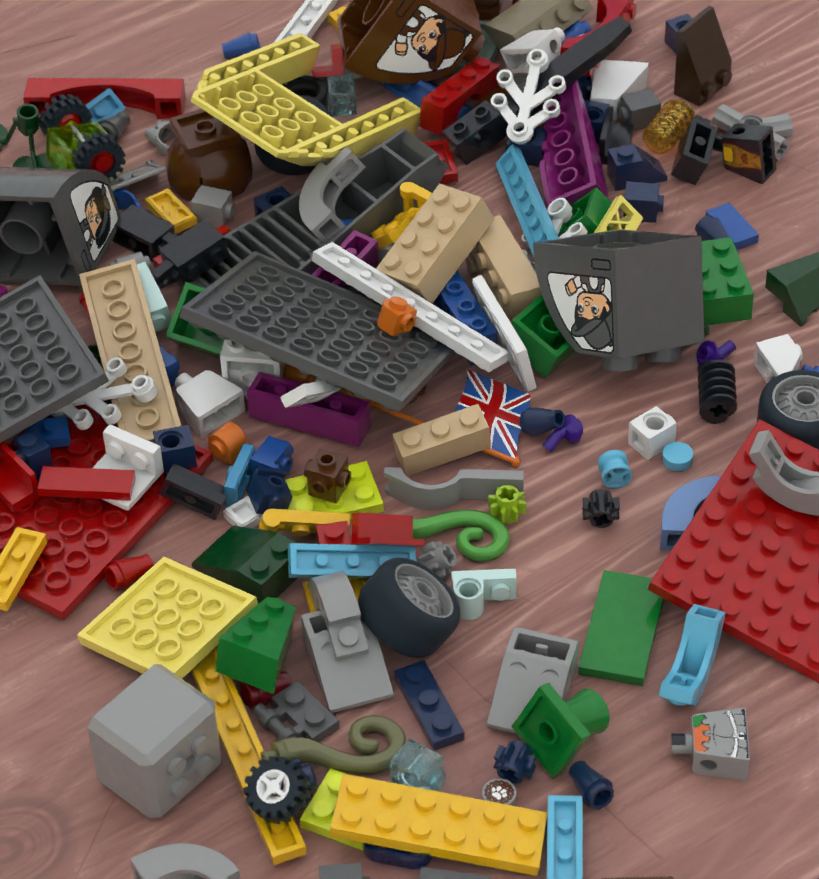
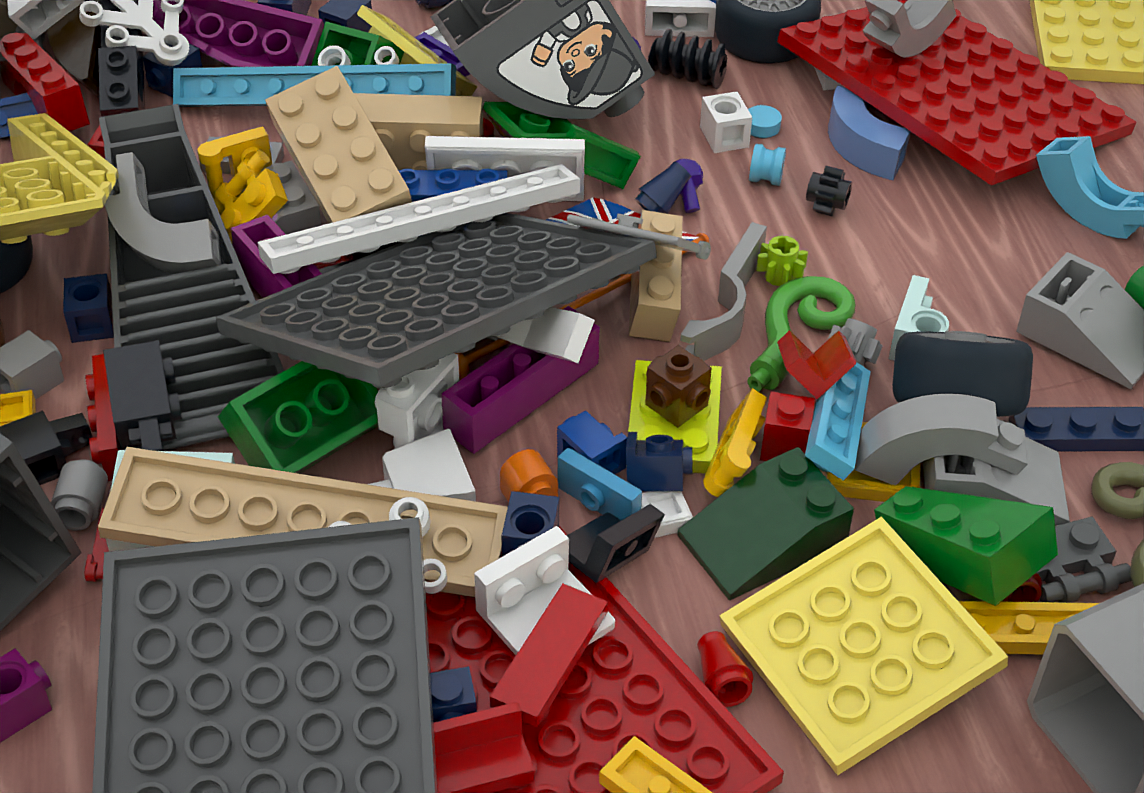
camera: 70 degrees left, 0 degrees up
(396, 316) = (450, 225): orange plate -> none
(429, 402) = (629, 226): none -> light grey door
(549, 373) = (605, 158): none -> green tile
(621, 629) = (1003, 233): green tile -> none

